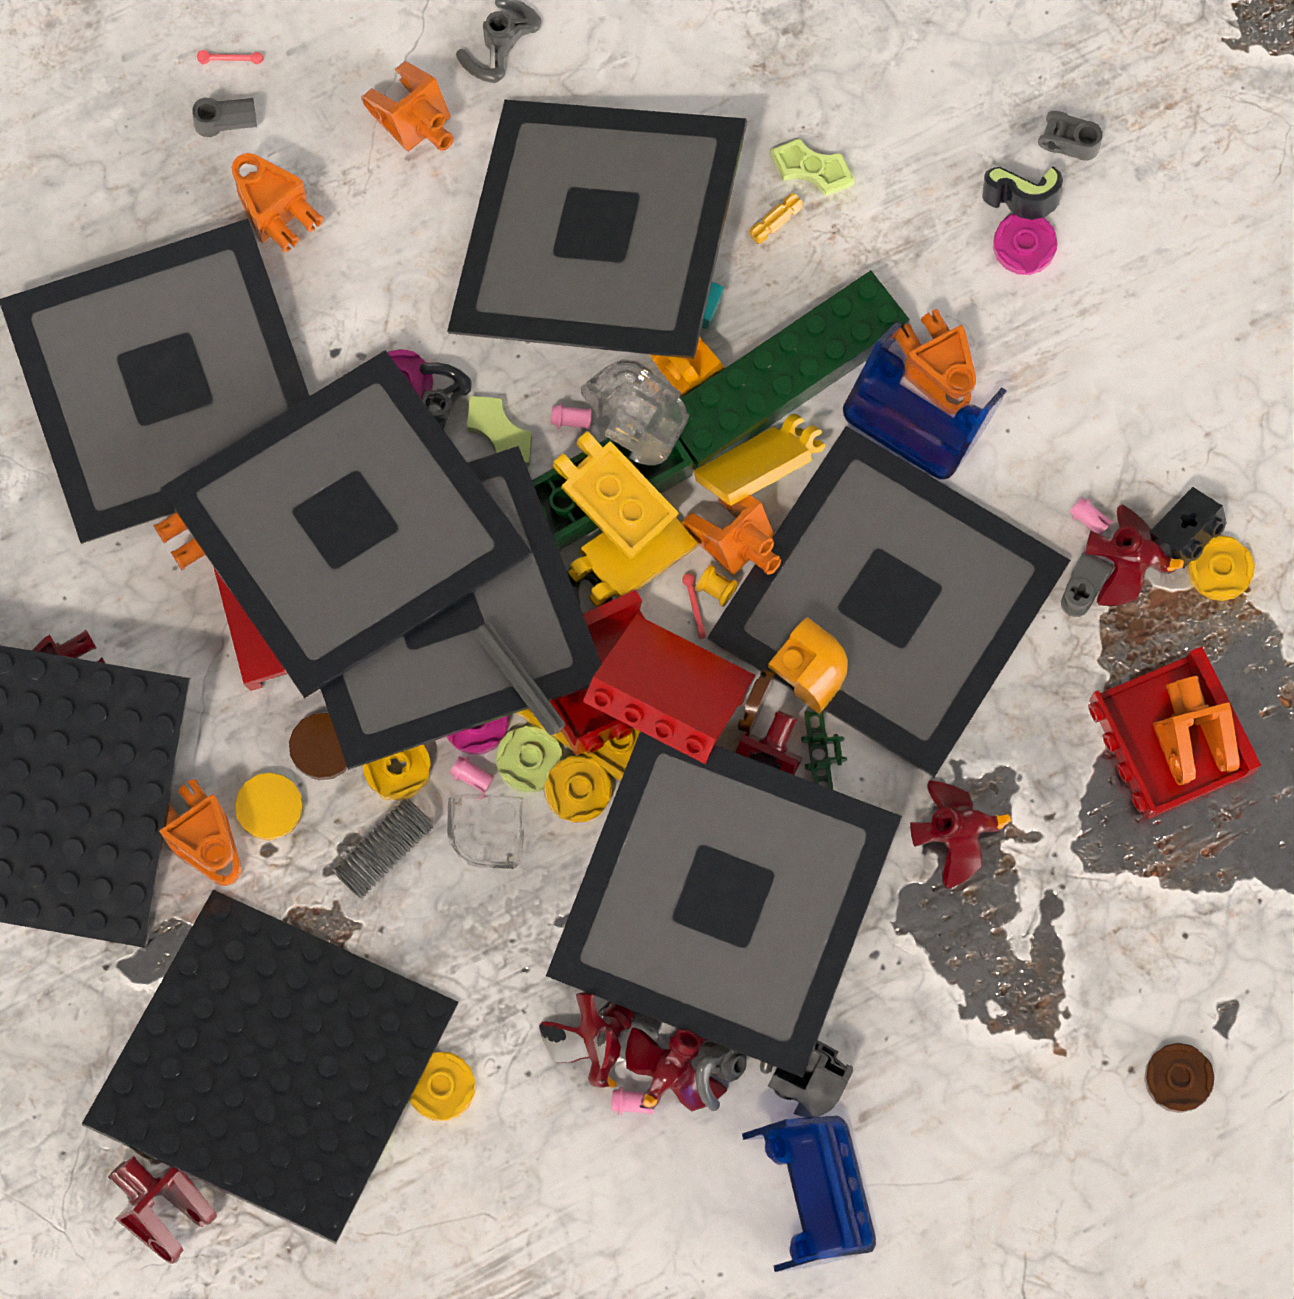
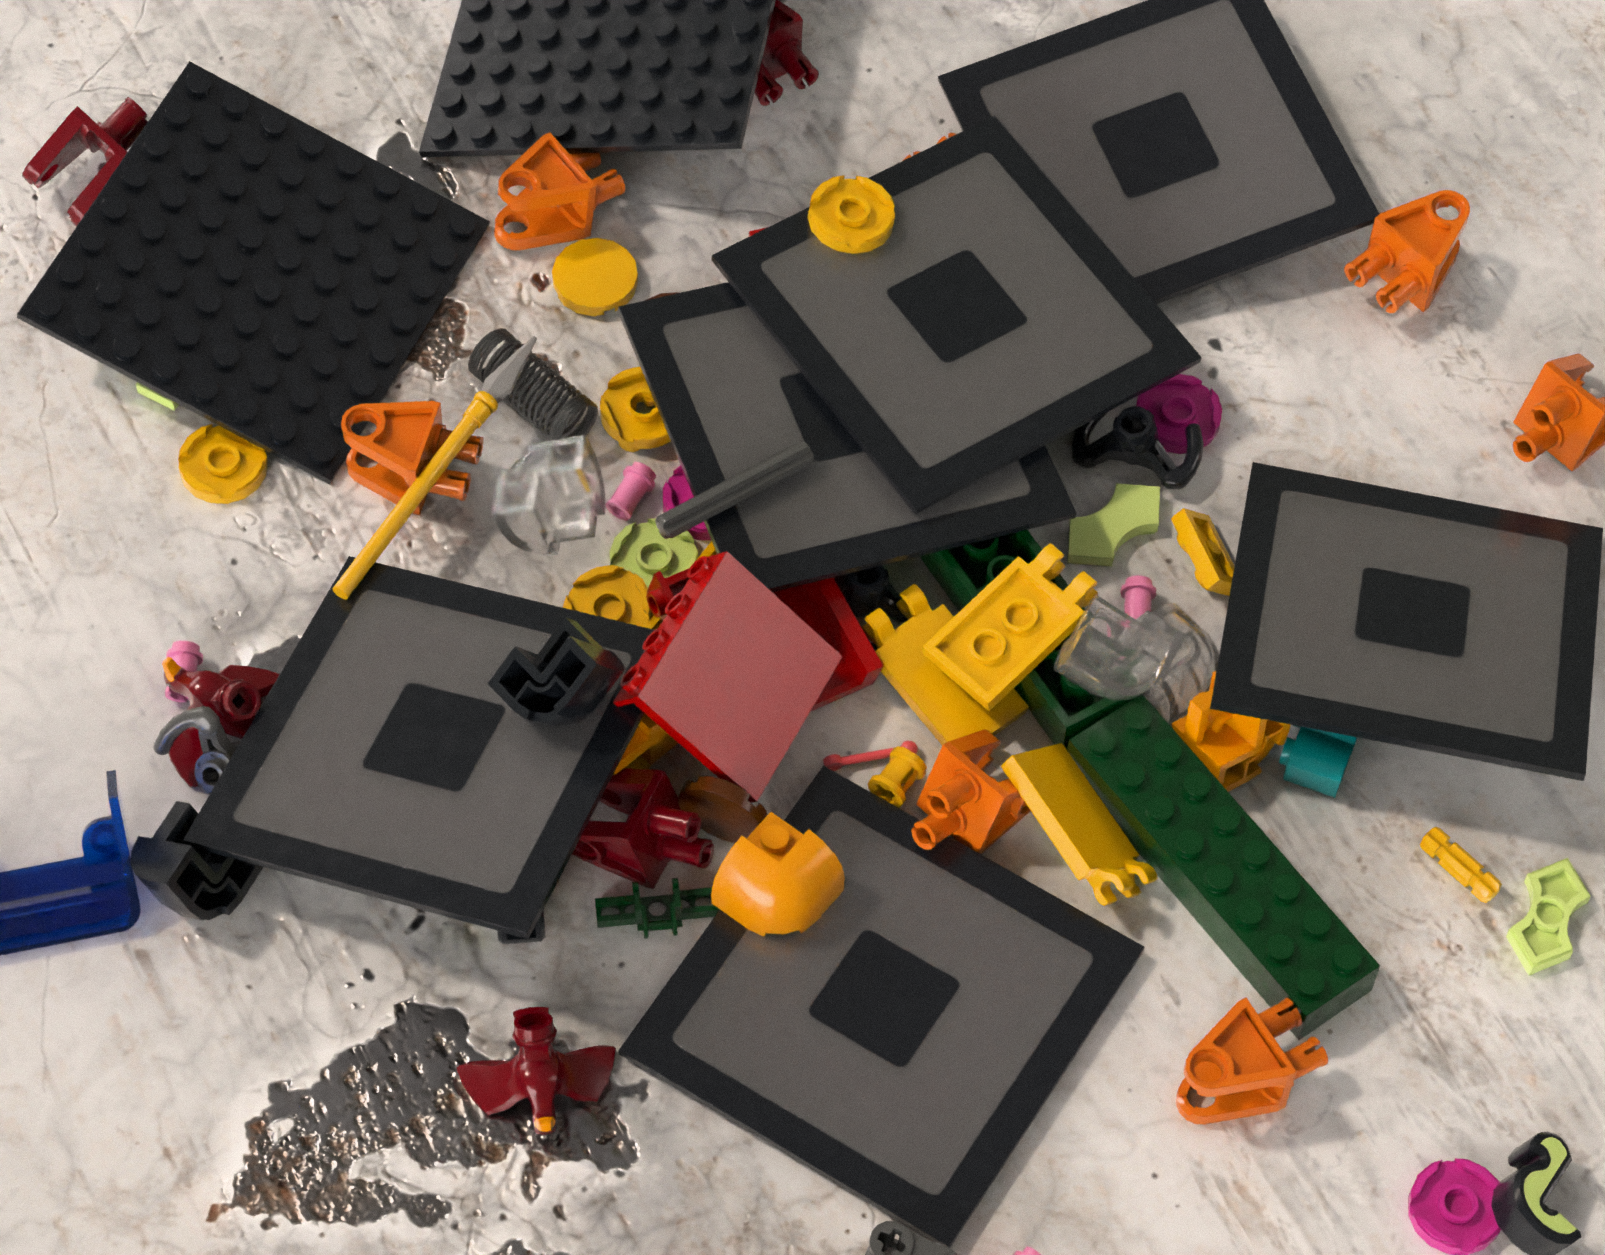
camera: 90 degrees right, 15 degrees down
(227, 115) = (1535, 208): dark grey piece -> none
(268, 601) = (851, 214): none -> yellow tile
(398, 867) = (484, 403): none -> yellow piece
(450, 938) = (403, 446): none -> orange piece
(535, 363) = (1203, 544): none -> yellow plate
(593, 1039) = (259, 618): dark red animal -> none
(698, 795) = (561, 680): none -> black brick
(907, 421) = (1161, 1018): clear blue windscreen -> none

